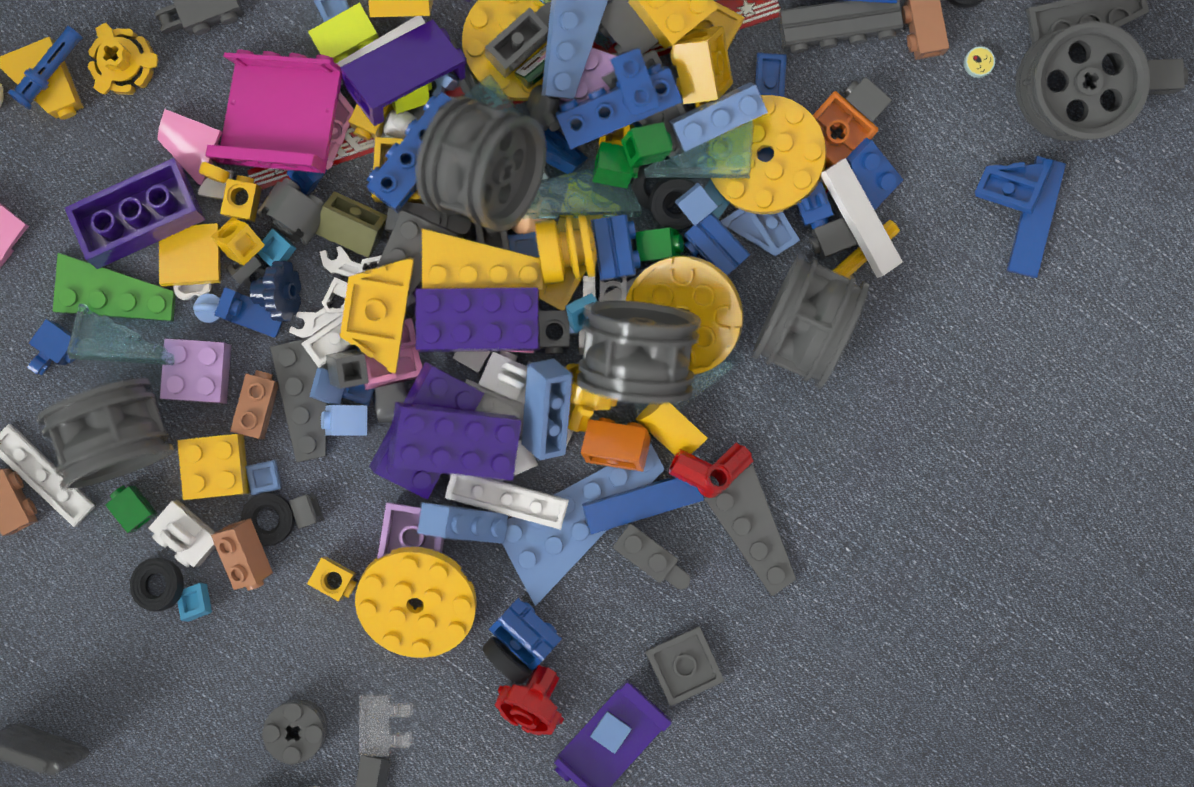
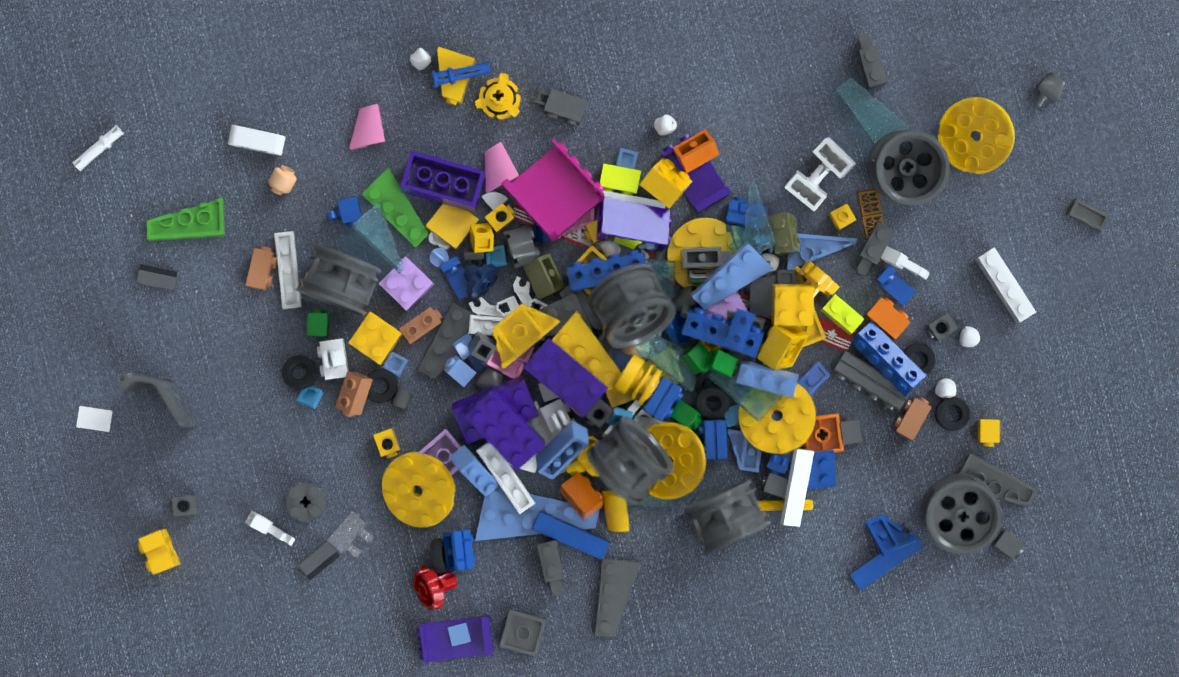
camera: 40 degrees right, 0 degrees up
(213, 172) = (498, 194): yellow tile -> none
(696, 204) = (721, 411): medium blue tile -> none
(698, 472) = (609, 543): red piece -> none
(979, 62) = (924, 459): light yellow tile -> none

